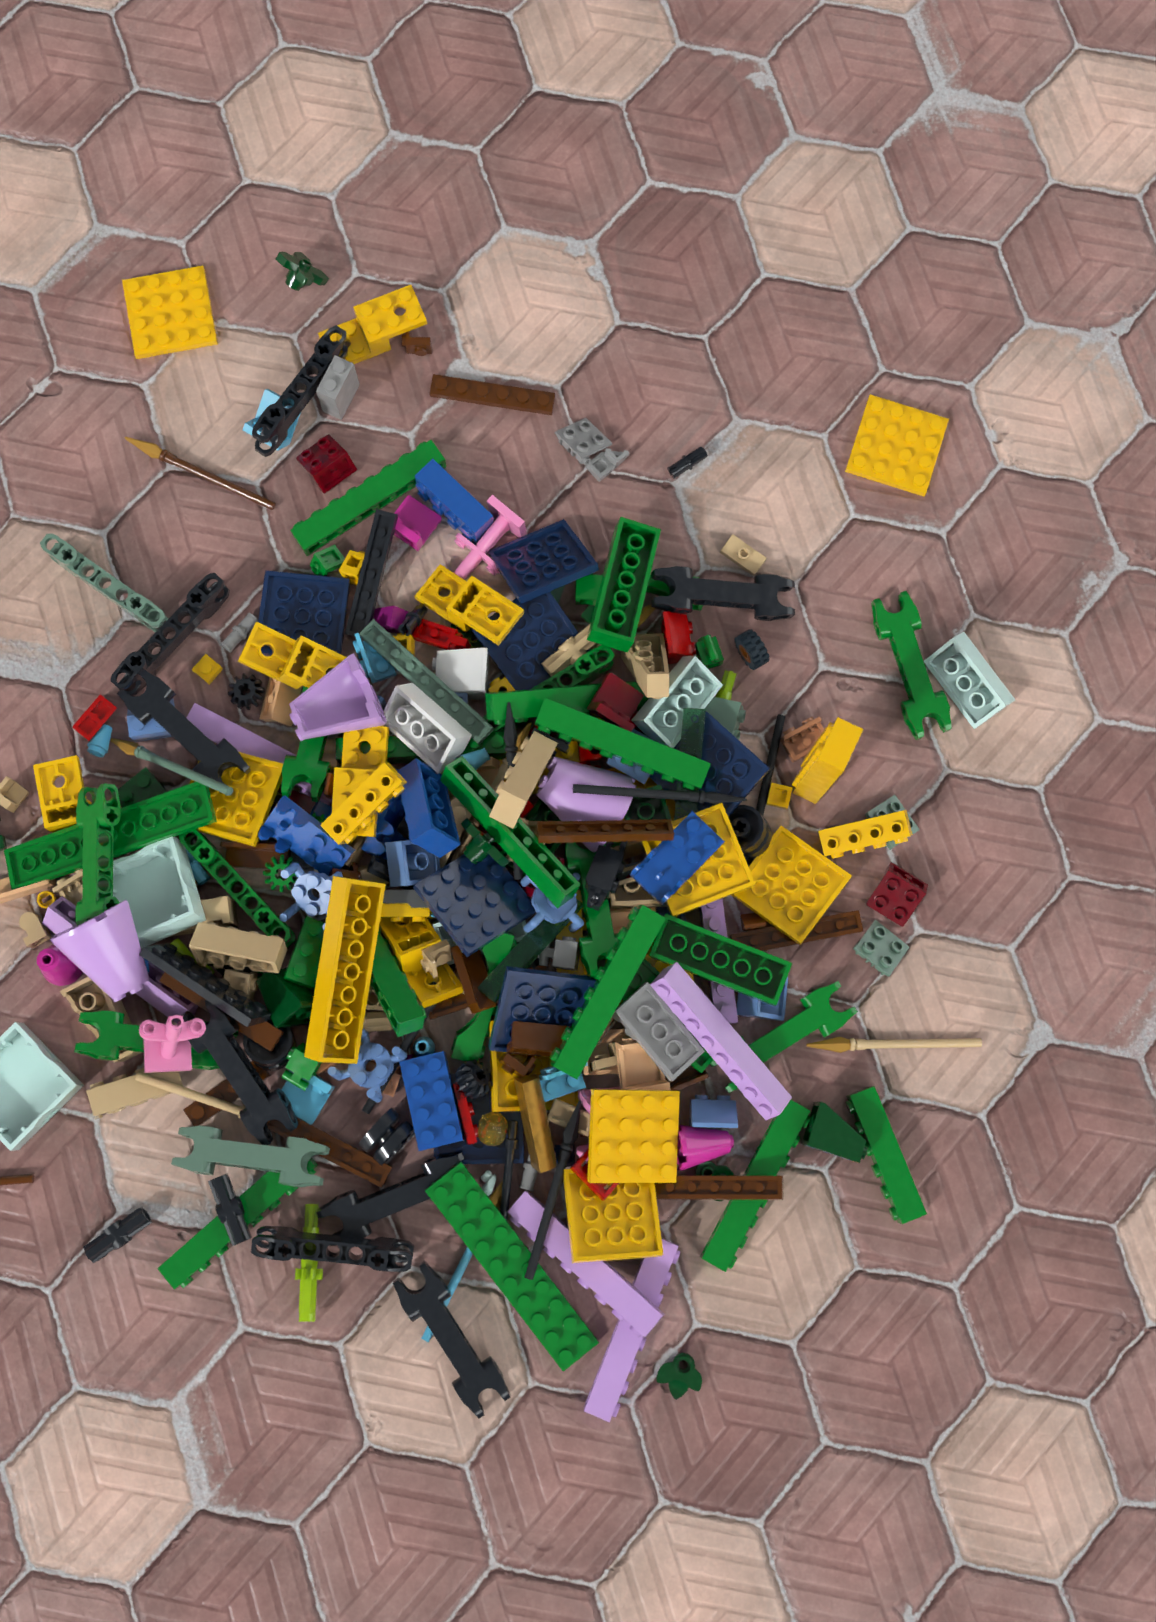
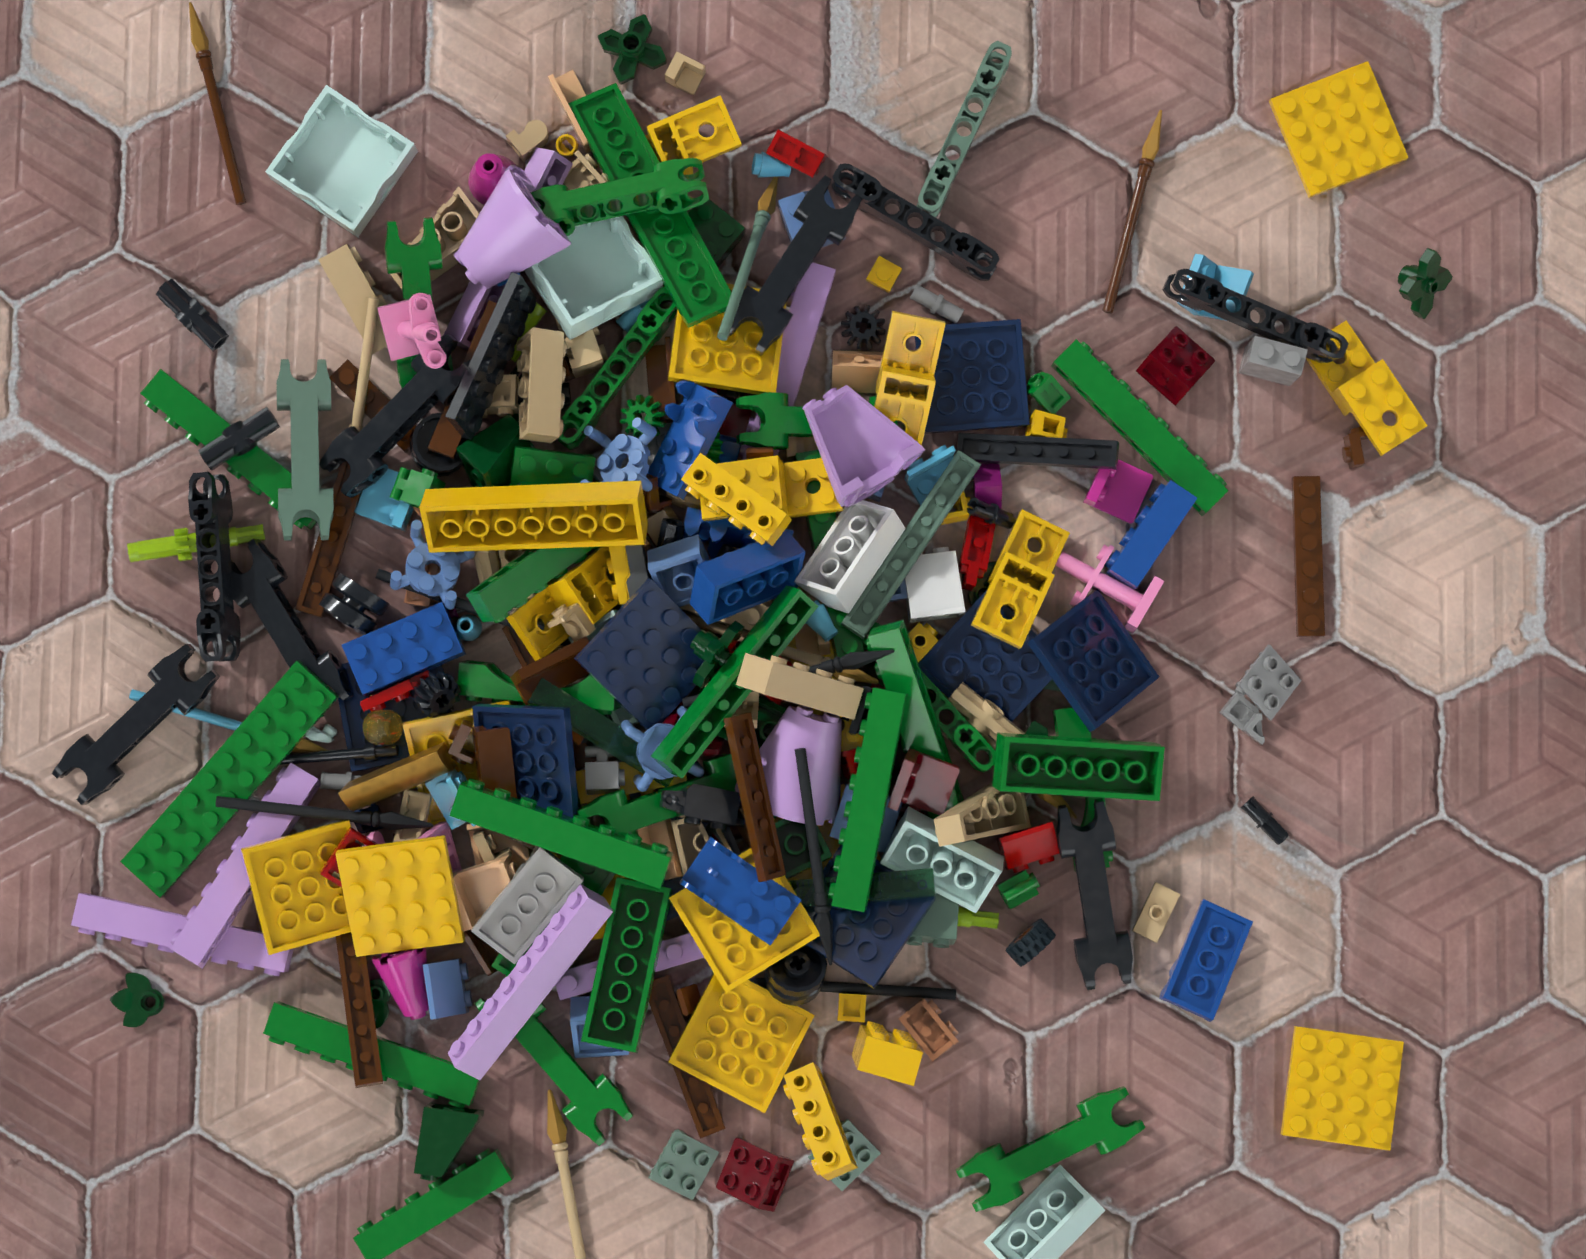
camera: 80 degrees right, 5 degrees up
(787, 523) = (1206, 960): none -> blue hinge

